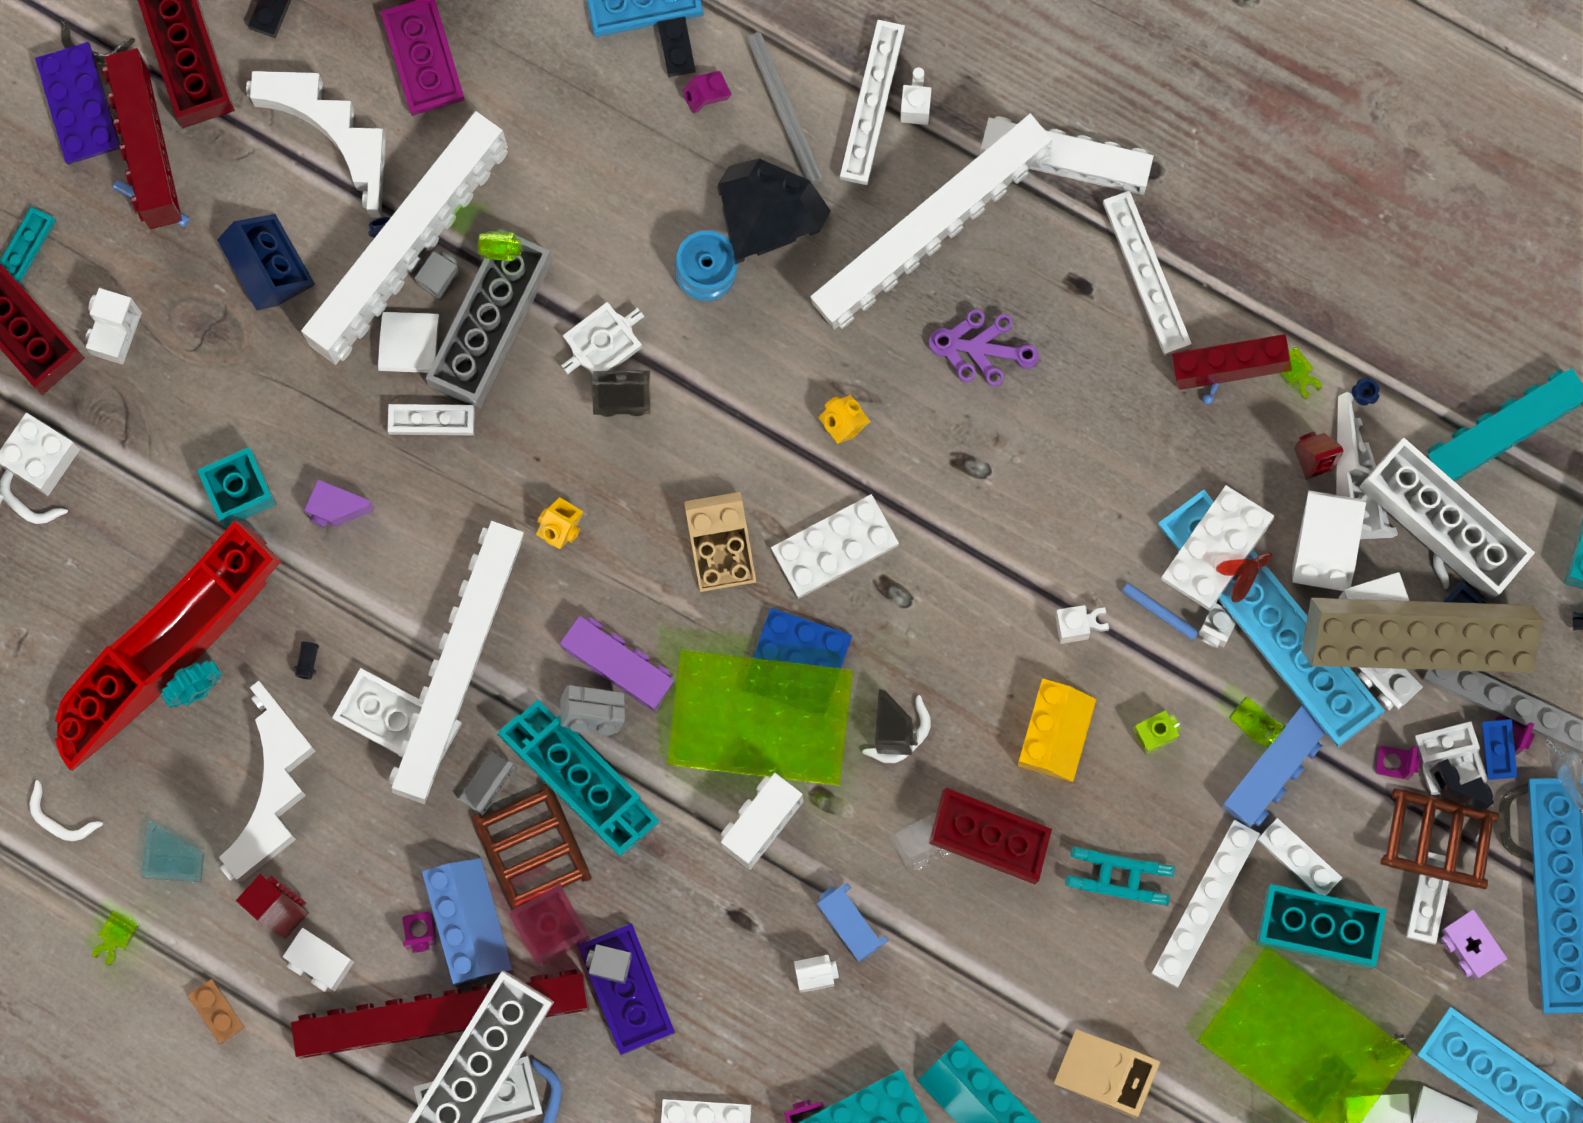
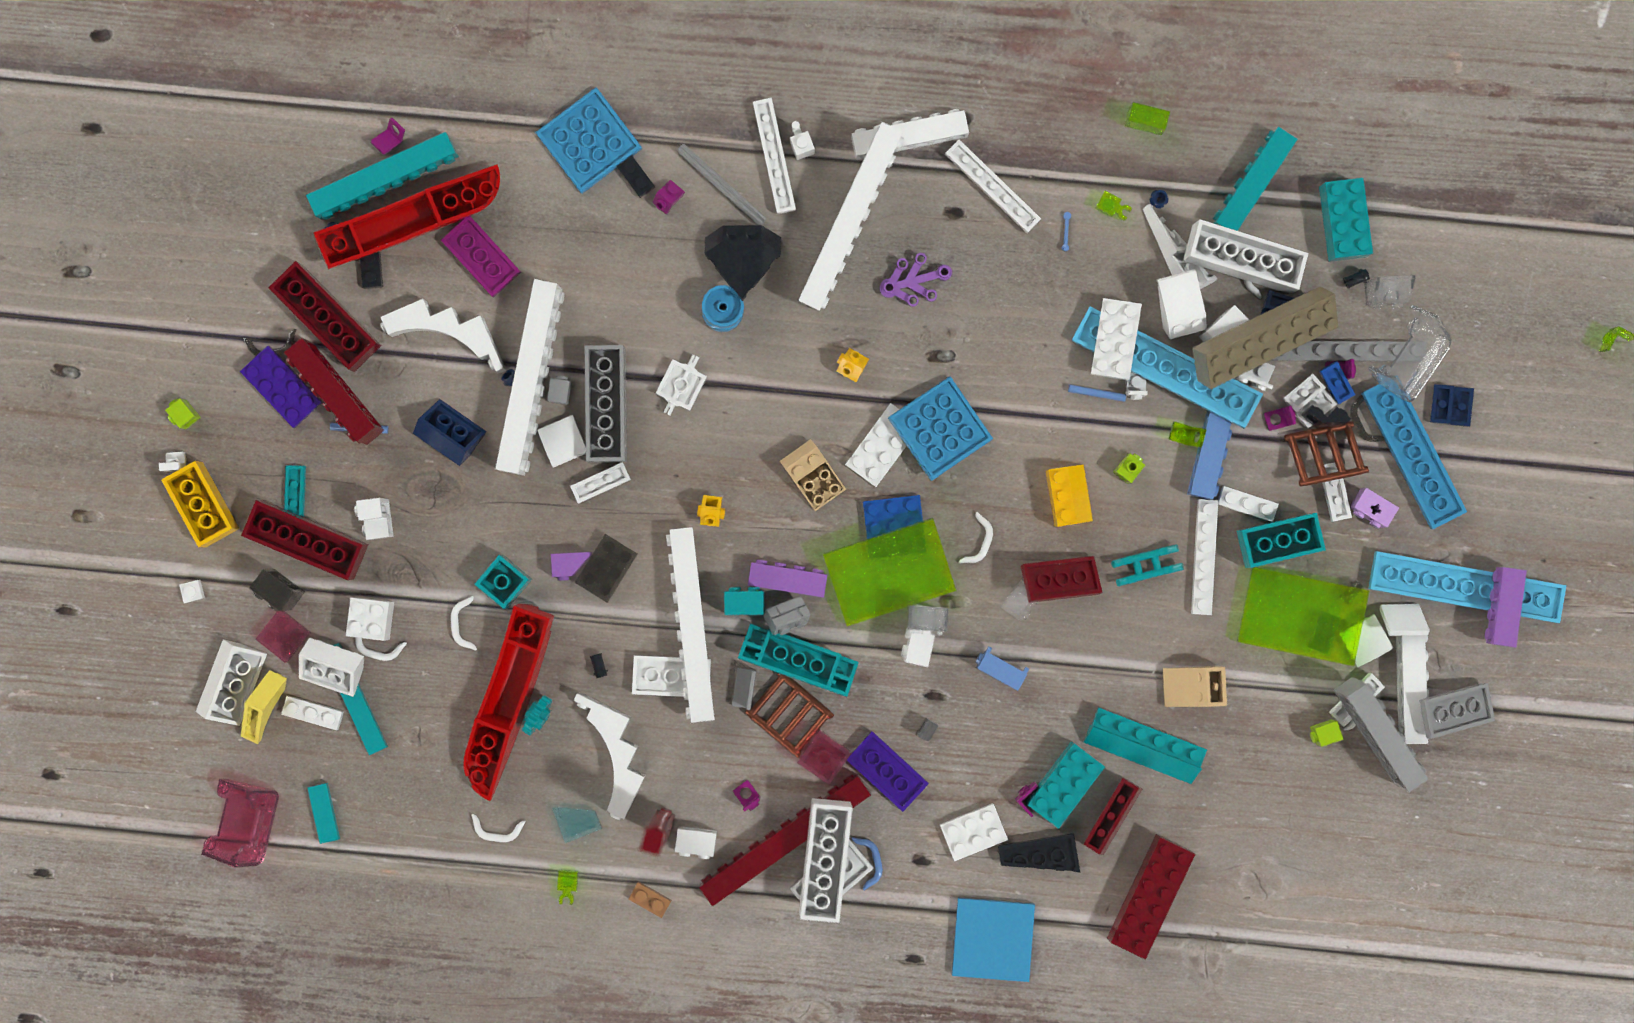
camera: 30 degrees left, 10 degrees up
(144, 516) = (455, 624): none -> white animal
(382, 535) = (606, 568): none -> clear smoke plate
(467, 921) = (773, 776): medium blue slope -> none
(499, 245) = (591, 357): clear neon green brick -> none
(543, 664) = (744, 602): none -> teal brick
(609, 963) = (871, 763): light grey brick -> none
(621, 392) = (709, 412): clear smoke brick -> none
(709, 959) = (927, 730): none -> flat silver slope
(778, 795) = (927, 618): none -> clear brick
(815, 973) = (995, 709): white brick -> none
(893, 728) = (972, 540): clear smoke slope -> none
(922, 558) = (940, 428): none -> dark azure tile
(1075, 623) = (1052, 424): white brick -> none
(1232, 362) = (1072, 218): dark red brick -> none
(1247, 571) = (1141, 347): clear red piece -> none
(1317, 454) = (1149, 251): dark red slope -> none
(1397, 278) = (1147, 118): none -> clear neon green brick

